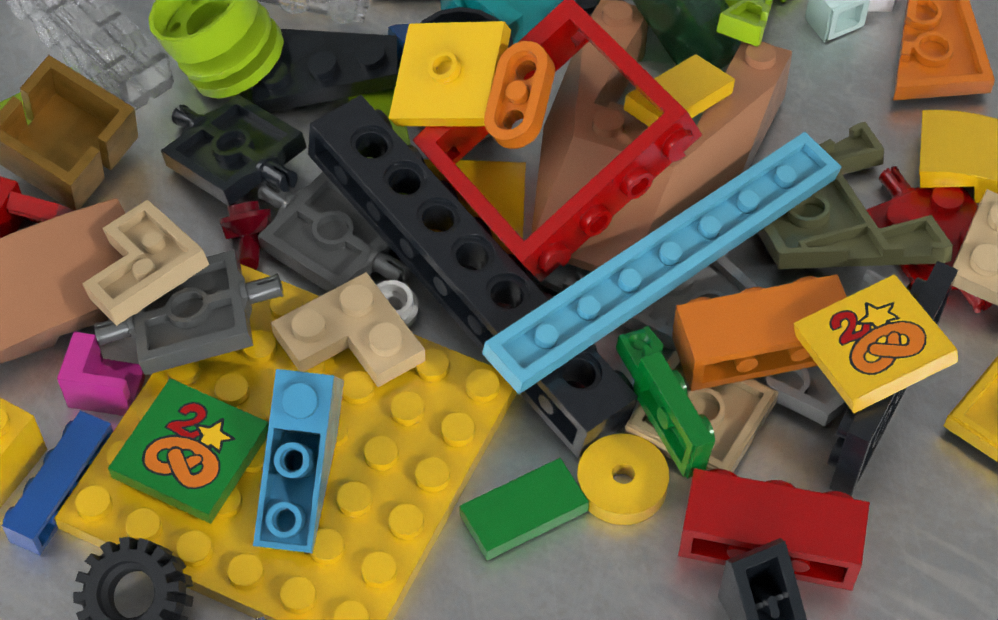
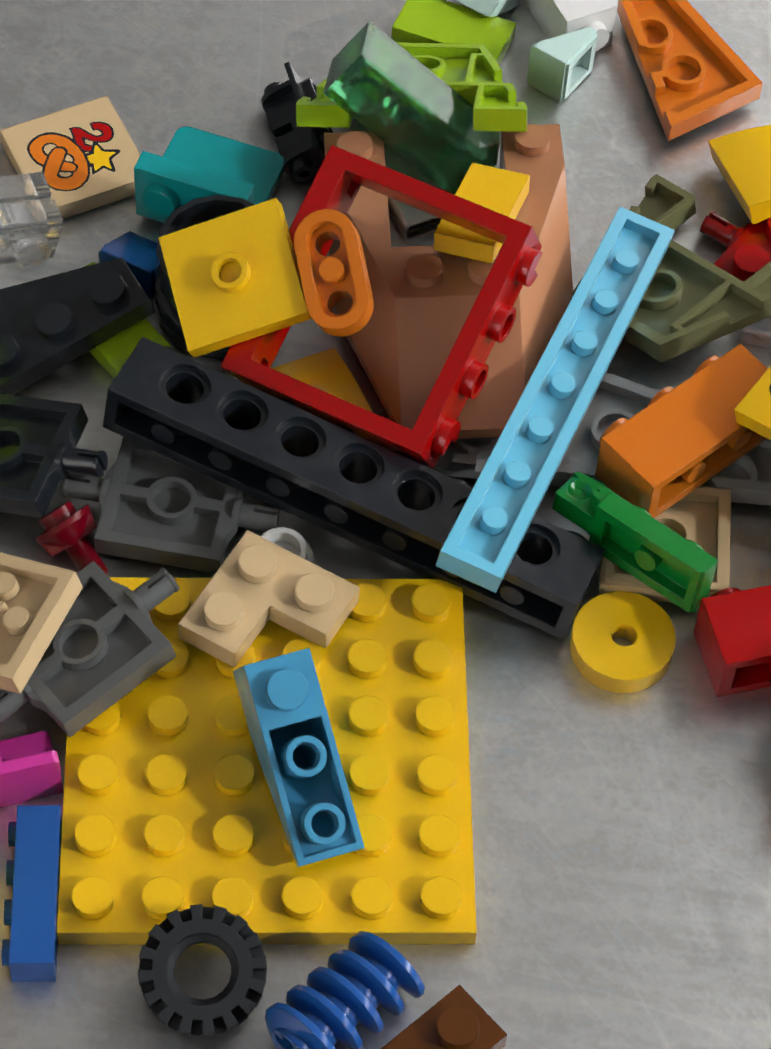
camera: 30 degrees left, 0 degrees up
(189, 450) = (170, 796): green tile -> none
(523, 508) = (542, 713): green tile -> none

